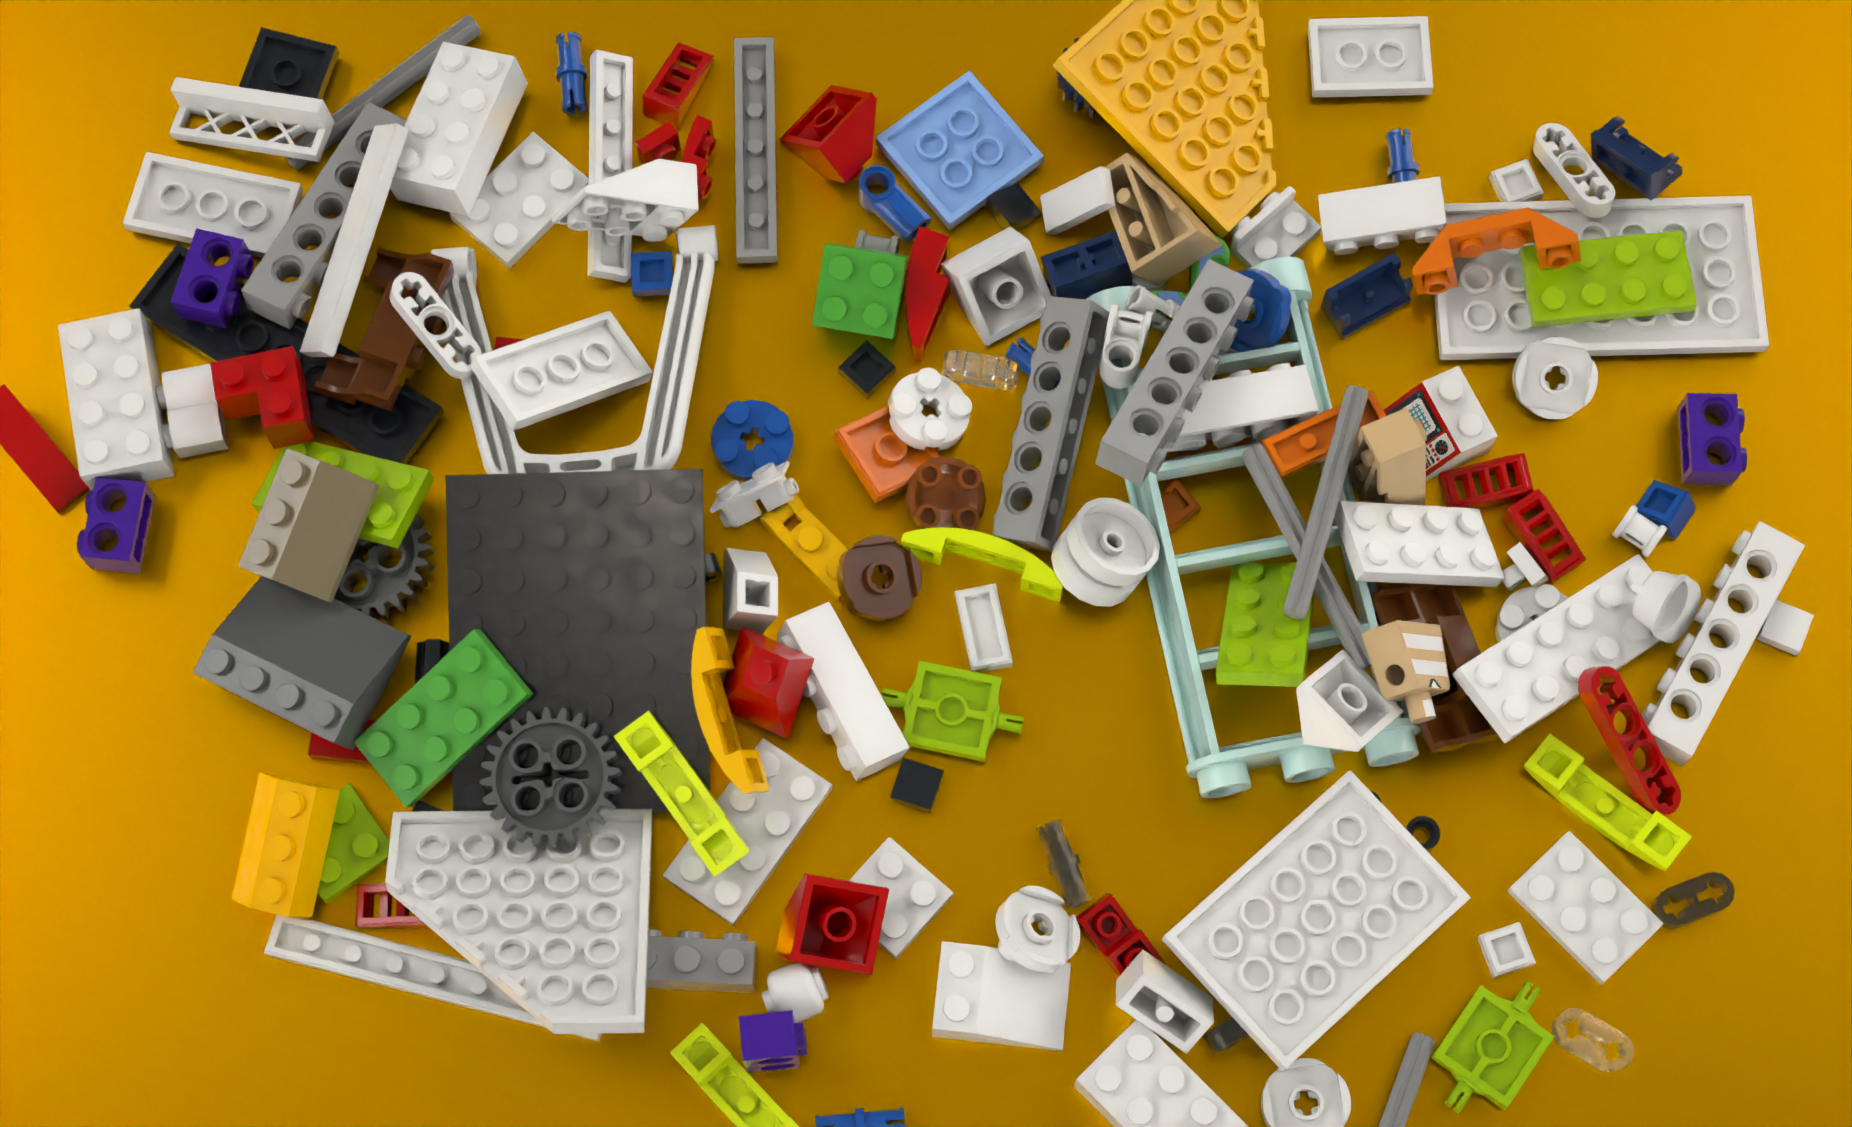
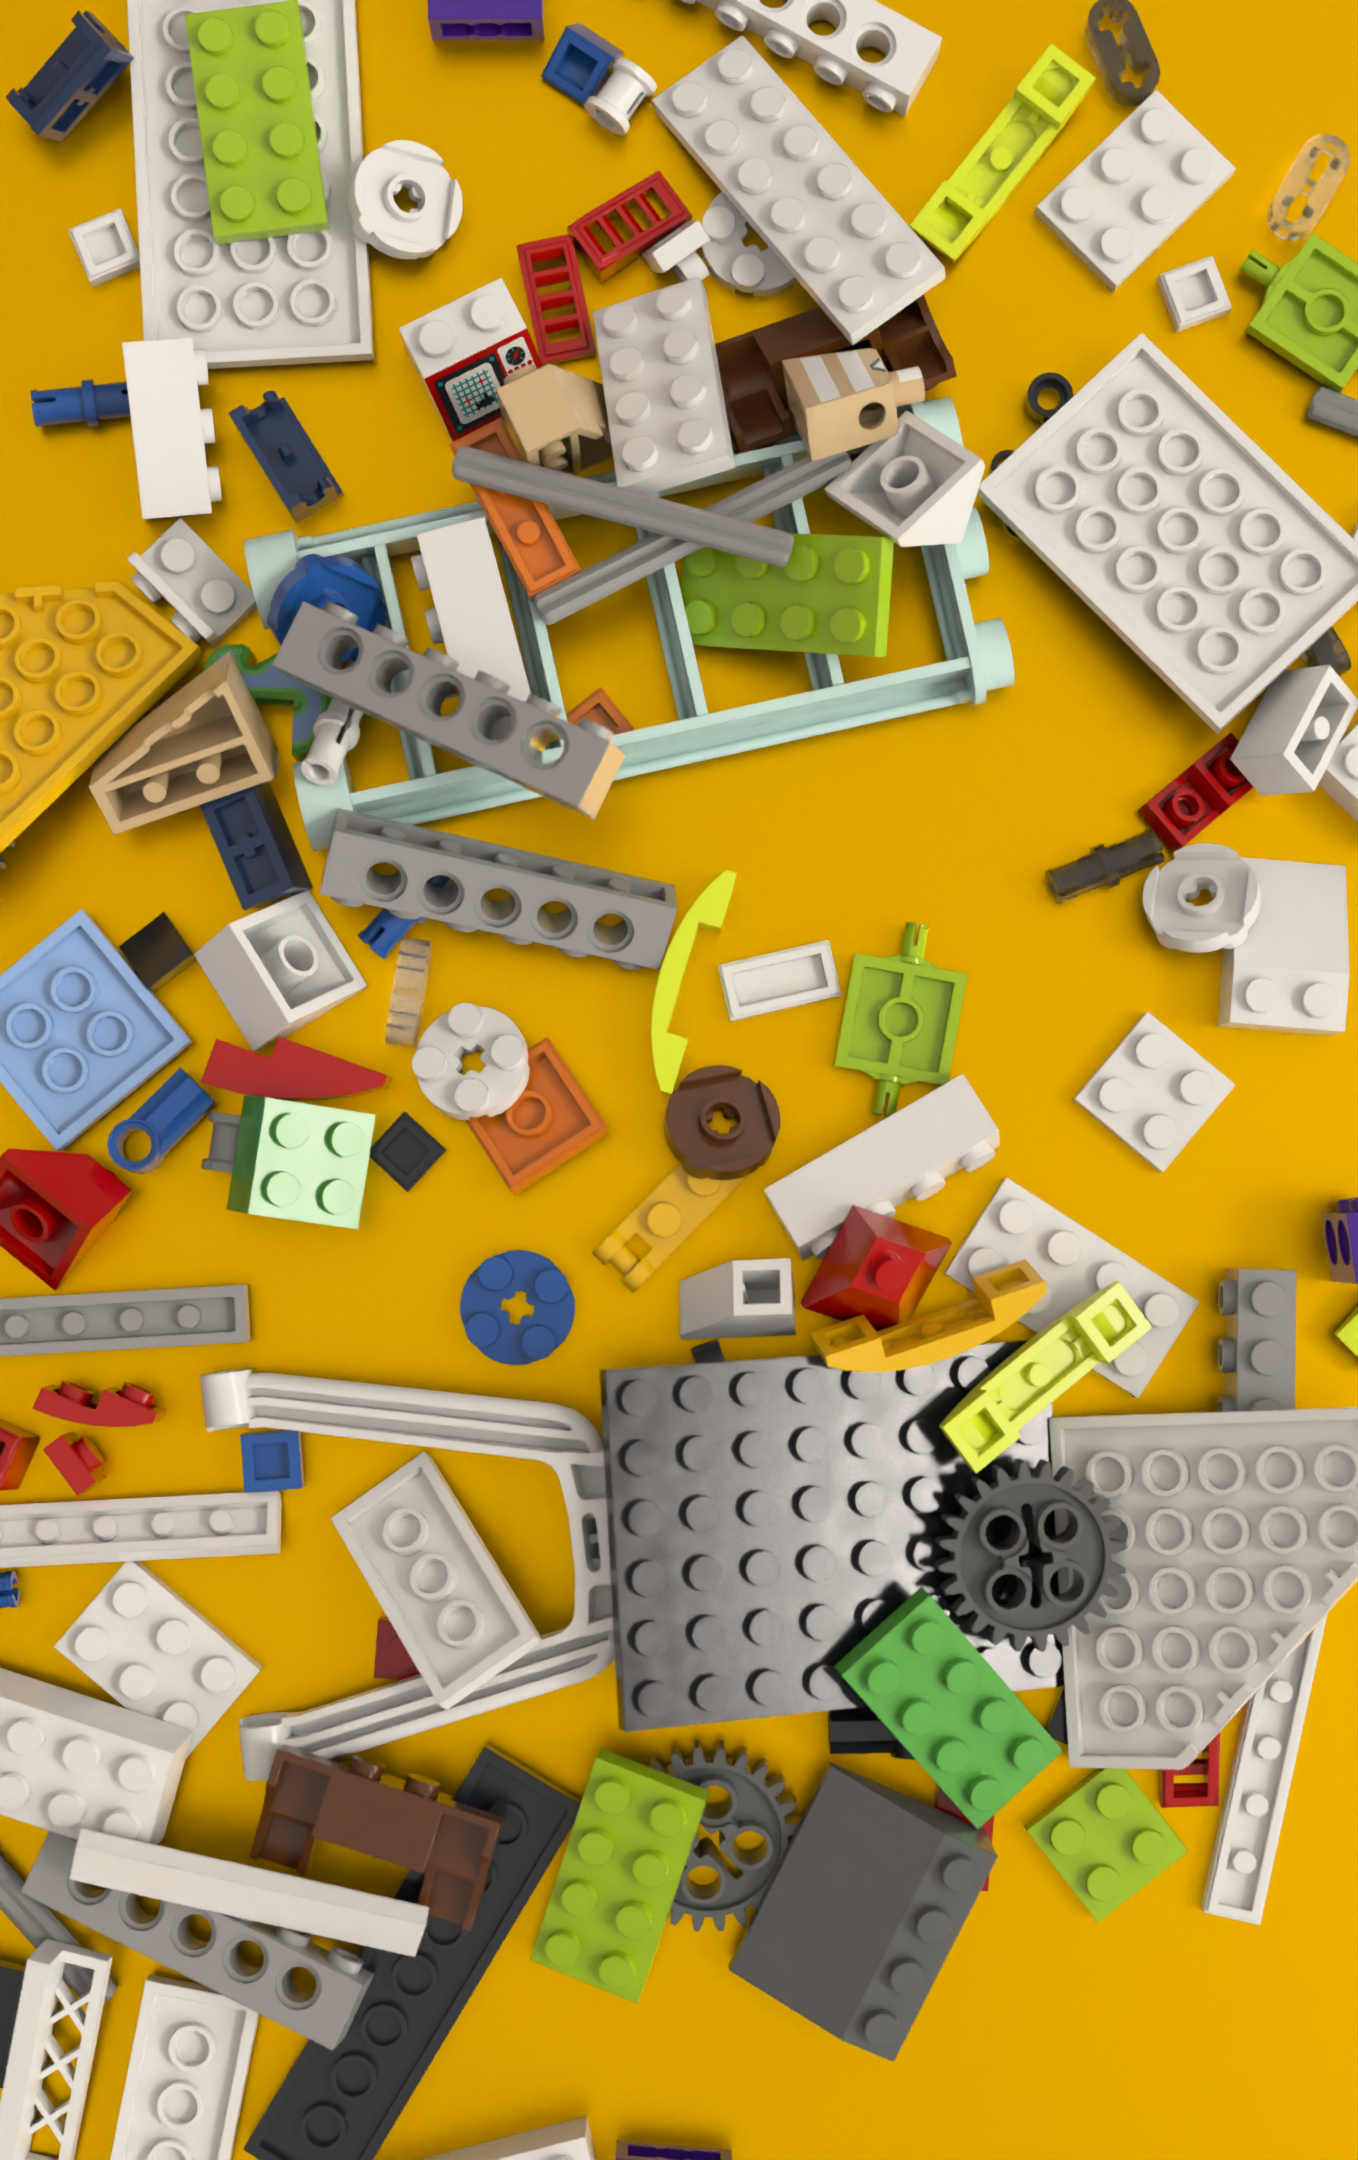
camera: 95 degrees left, 15 degrees up
(193, 413) = (498, 2100): white brick -> none
(202, 278) = (303, 2111): dark purple brick -> none
(270, 386) = (473, 1986): red brick -> none
(285, 846) = (1128, 1910): yellow slope -> none
(308, 525) = (689, 1919): dark tan slope -> none
(408, 307) = (341, 1785): white beam -> none
(637, 202) = (174, 1472): white slope -> none
(739, 500) = (610, 1321): white hinge -> none
(796, 989) = (1292, 1214): white head -> none
(833, 923) = (1211, 1168): red slope -> none
(917, 785) = (1001, 1064): black tile -> none
(946, 494) = (596, 1035): dark orange dish -> none
(1077, 200) = (153, 858): white tile -> none
(1105, 552) = (683, 812): white wheel -> none
(1125, 340) = (380, 782): white piece -> none
(1554, 245) = (219, 192): orange slope -> none
(1574, 186) = (112, 168): white beam -> none
(1634, 736) = (916, 109): red beam -> none
(1666, 604) = (737, 64): white piece -> none

